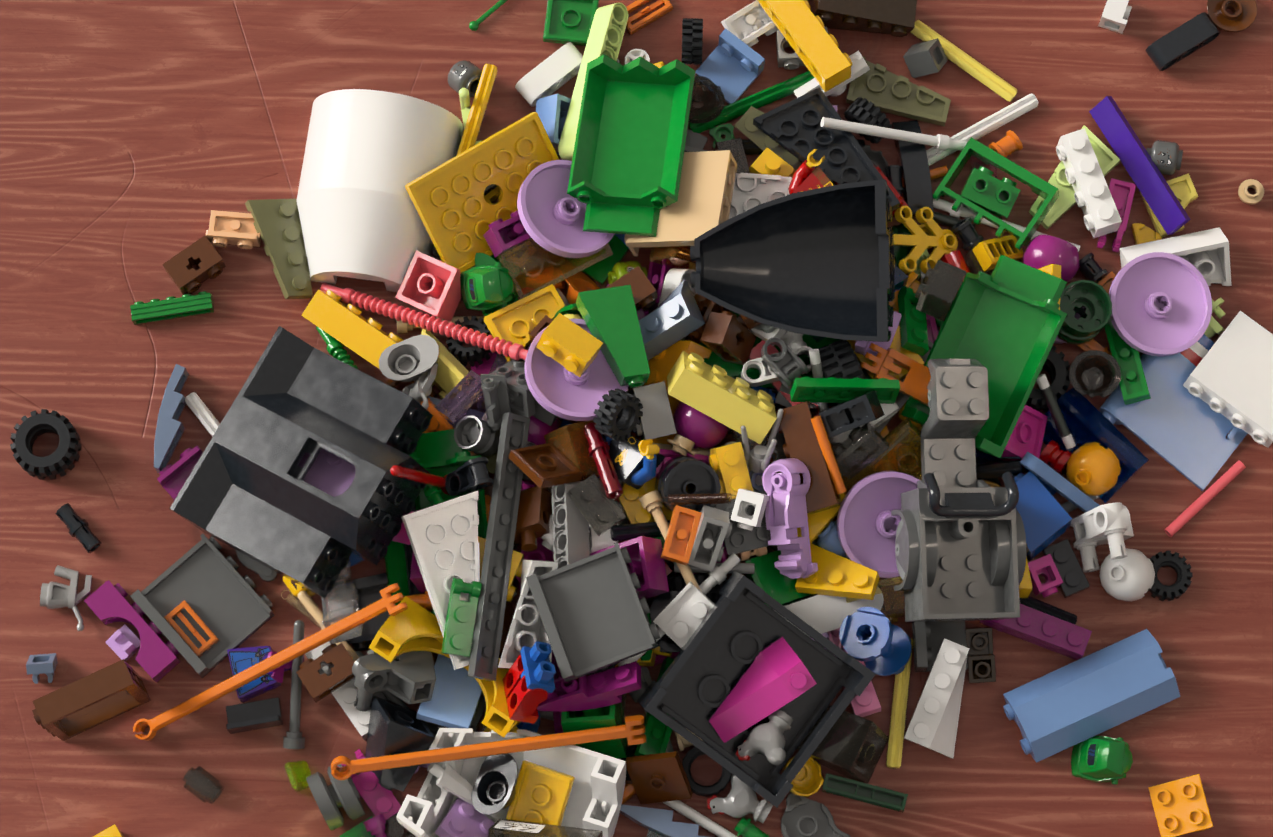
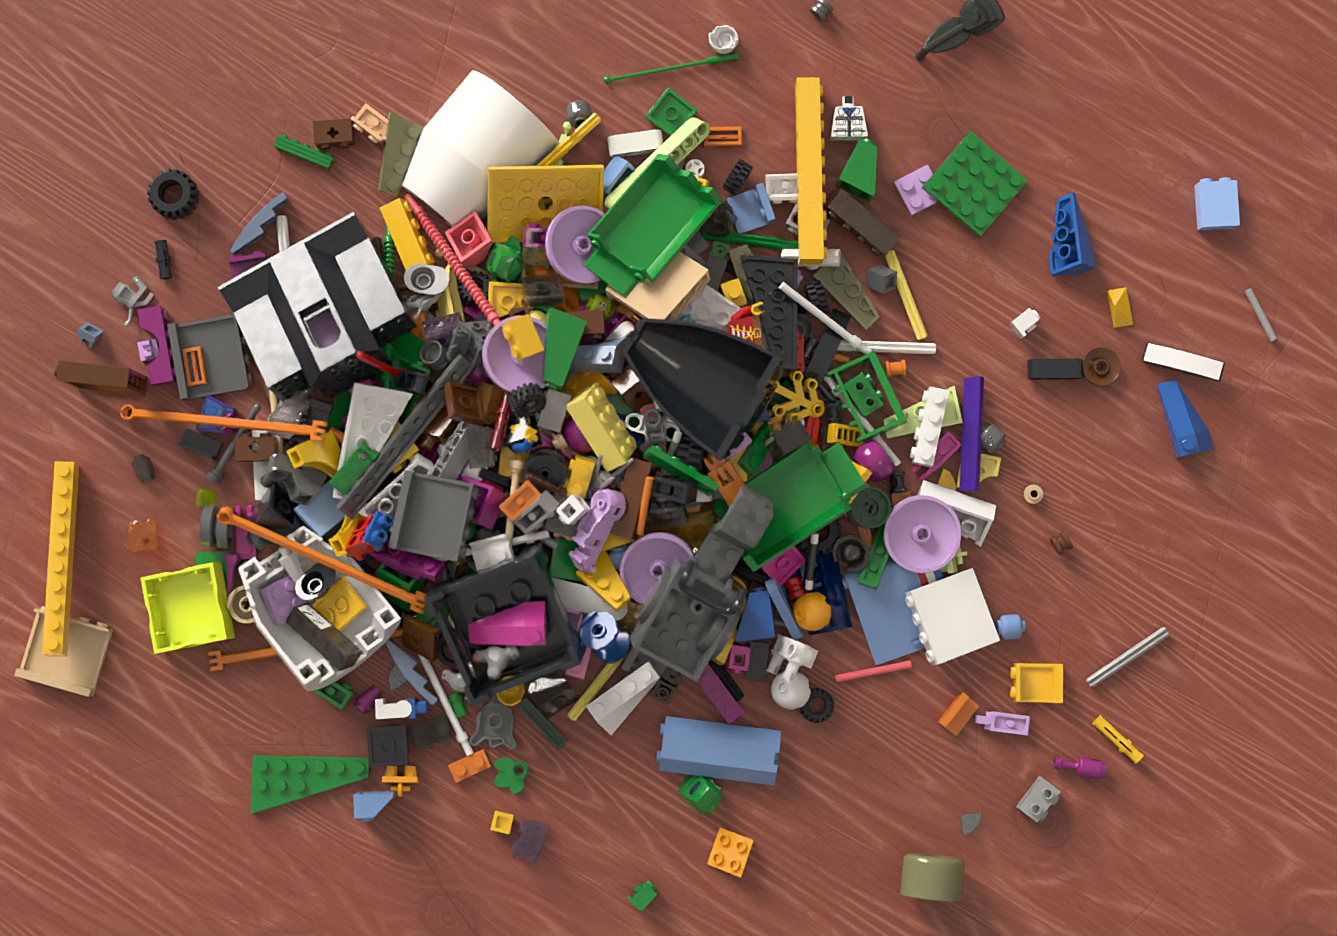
camera: 30 degrees right, 10 degrees up
(553, 291) = (542, 291): none -> clear smoke slope

